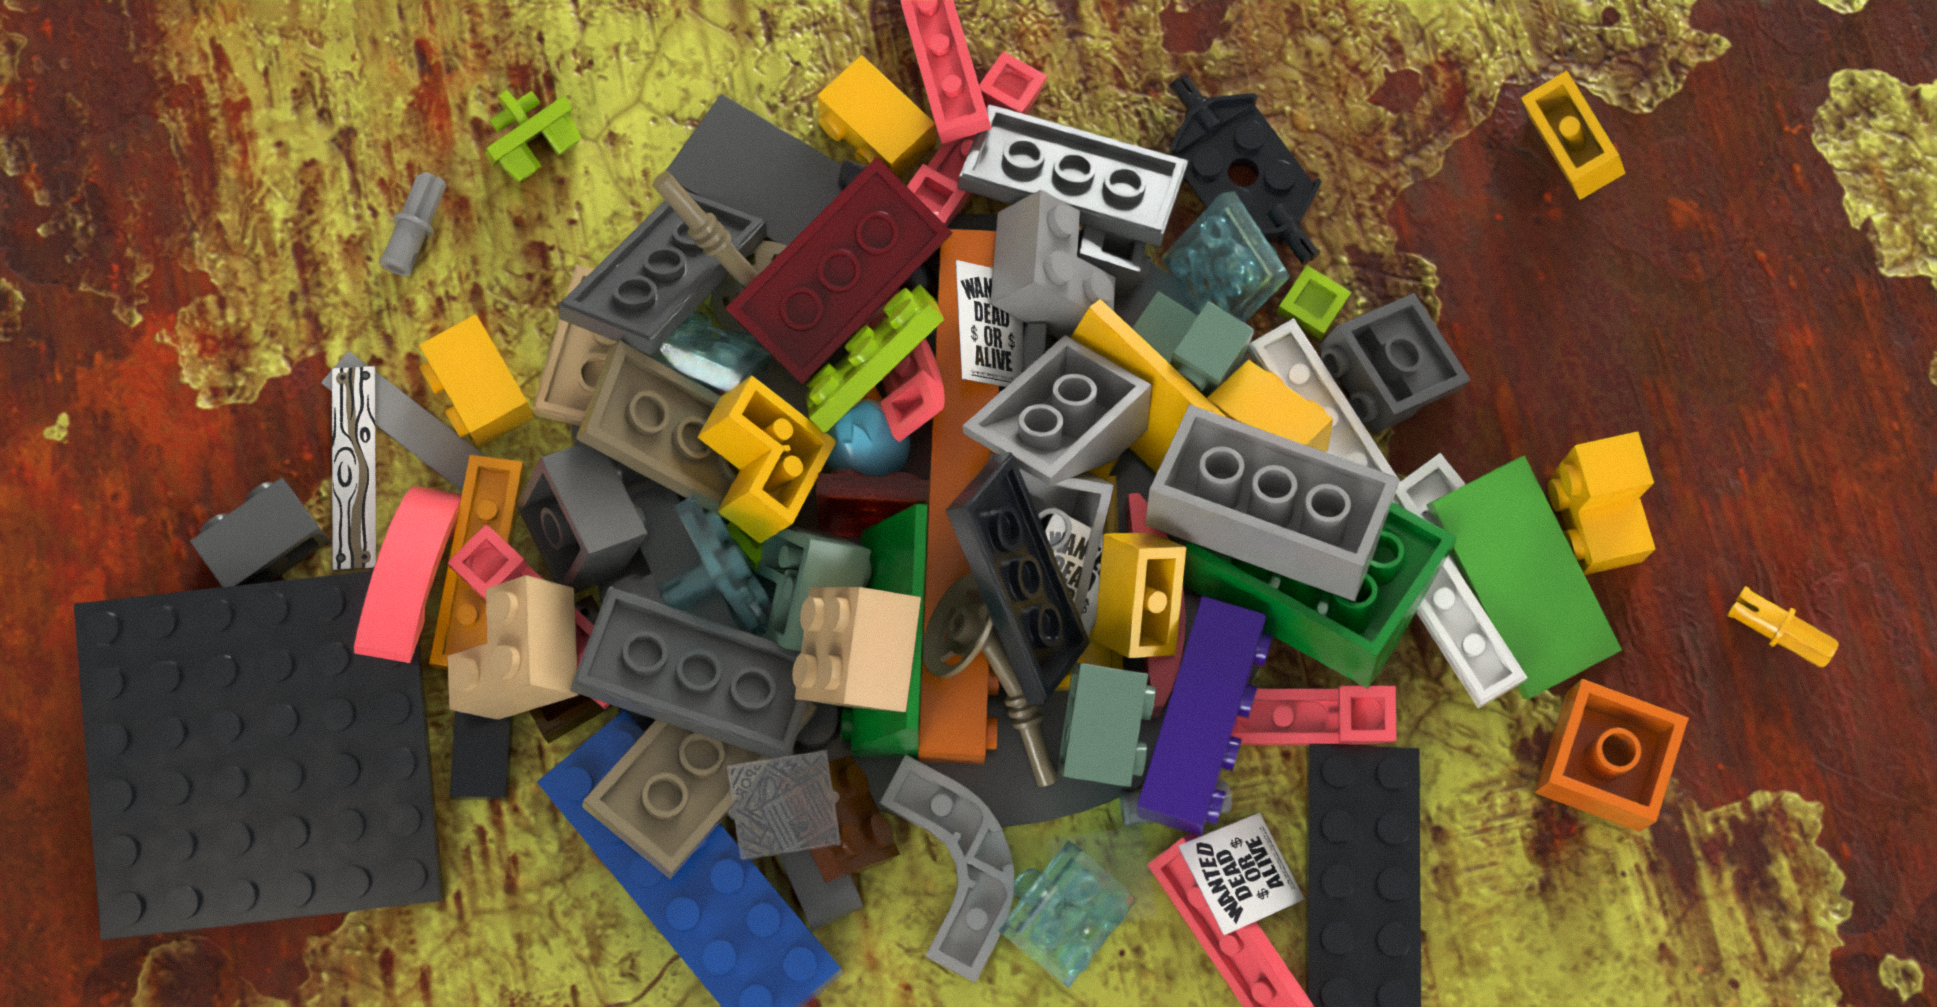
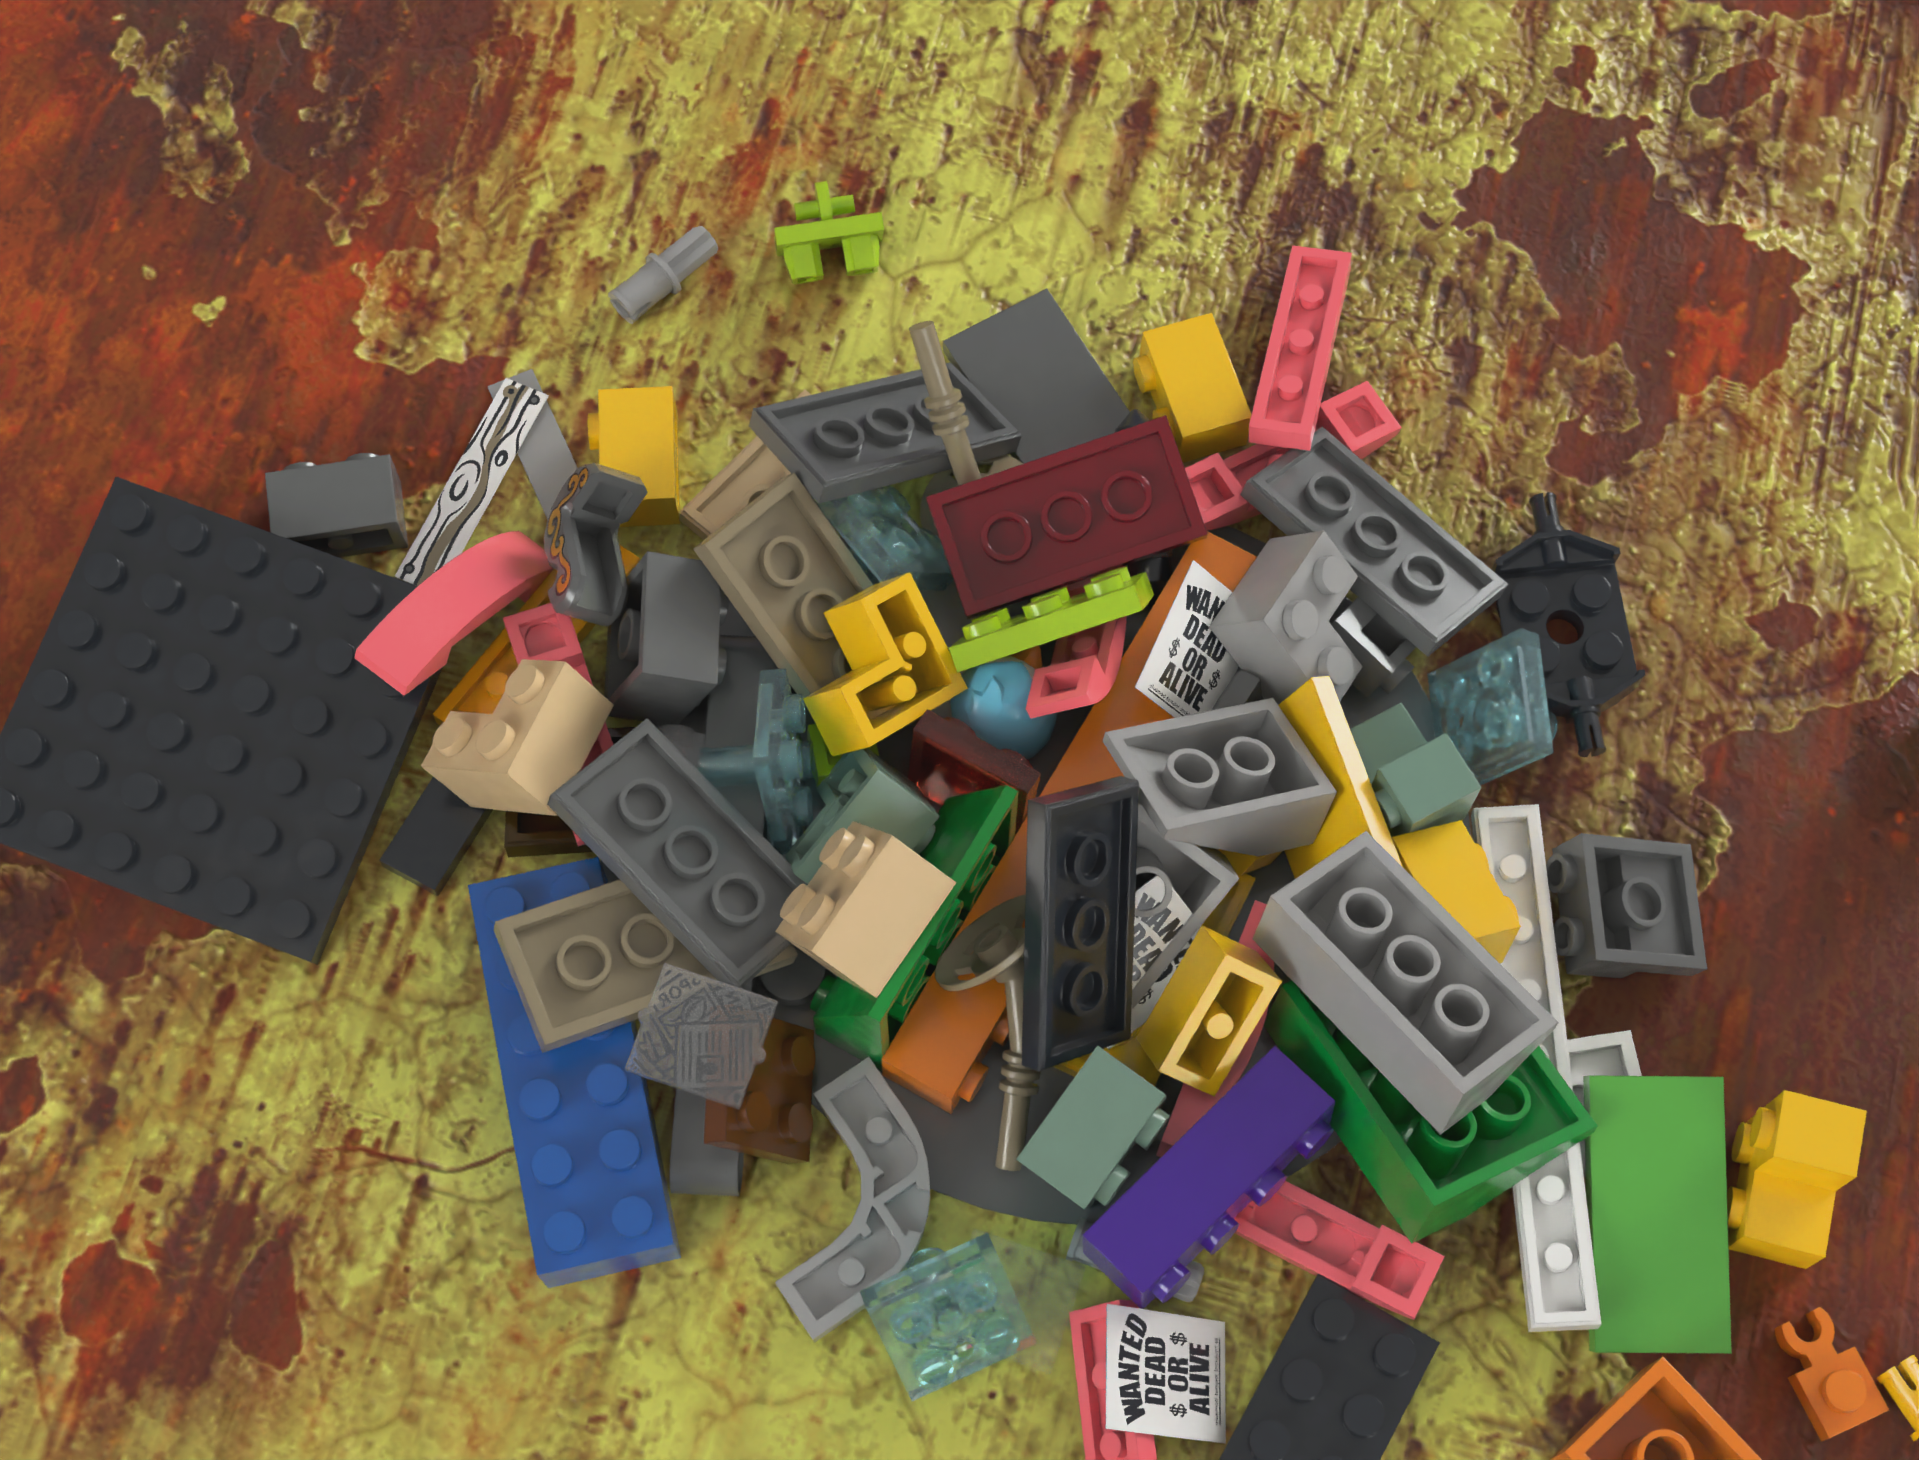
camera: 30 degrees right, 5 degrees down
(480, 475) = (585, 543): none -> dark grey animal
(1314, 302) = (1572, 800): lime plate -> none
(1701, 635) = (1834, 1386): none -> orange plate

